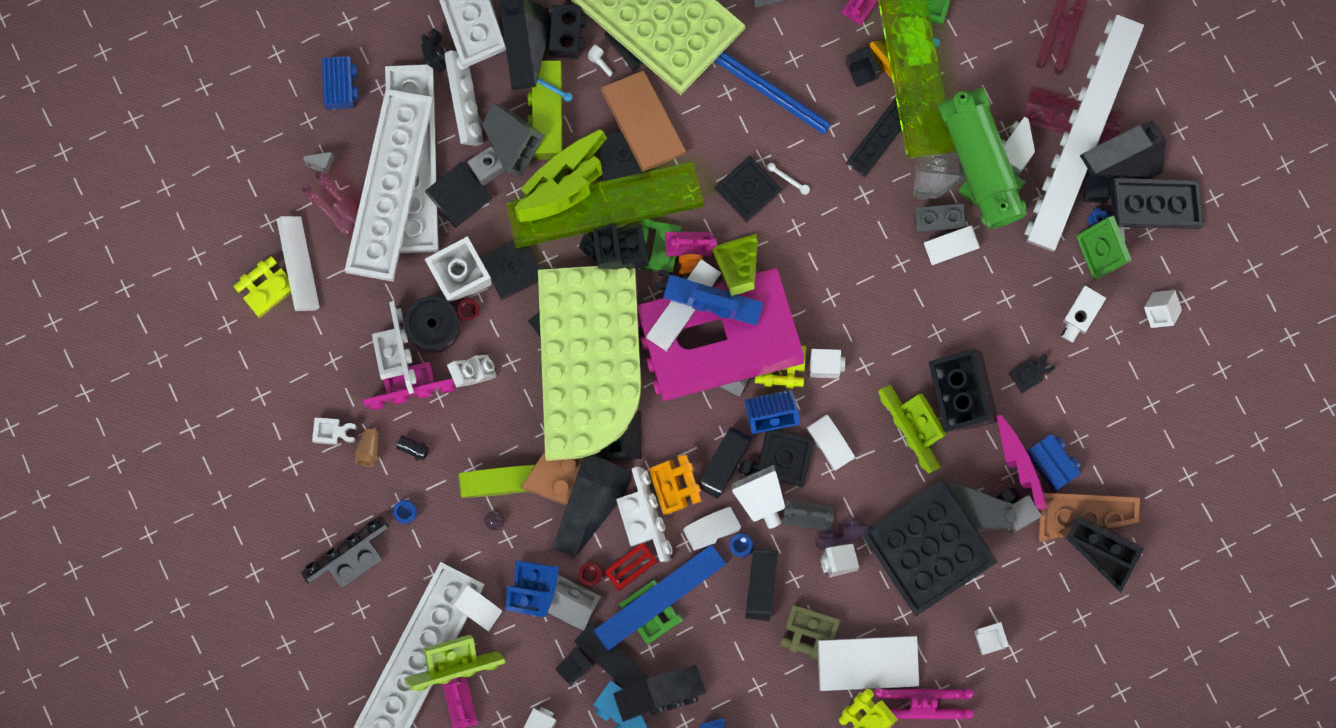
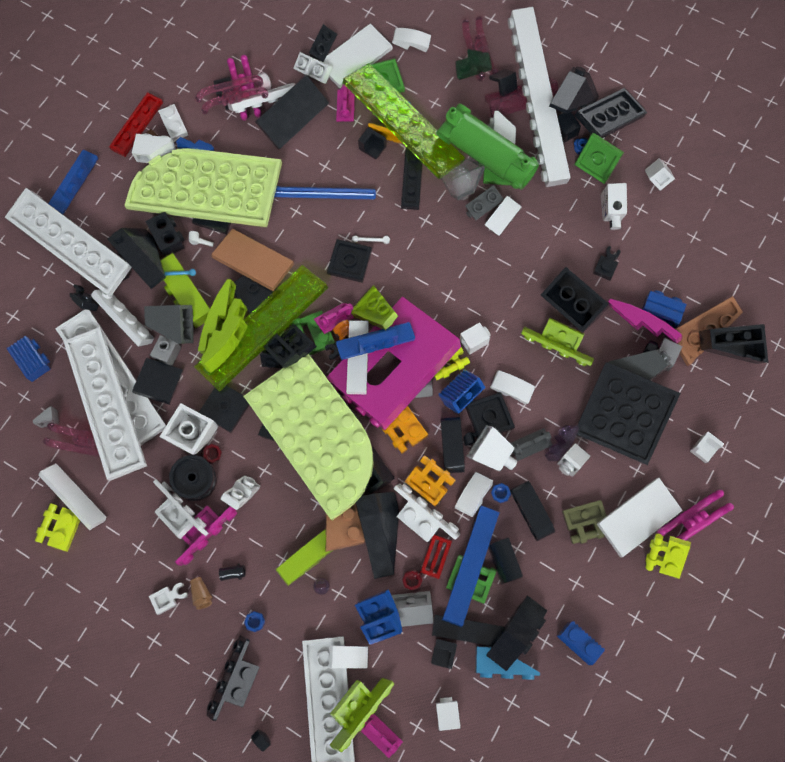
camera: 30 degrees left, 5 degrees down
(340, 631) = (261, 740): none -> black tile
(692, 412) = (409, 426): none -> light orange plate
(697, 616) = (505, 561): none -> black brick
(1041, 43) = (475, 63): none -> clear green slope
(1062, 88) = (506, 80): none -> black panel

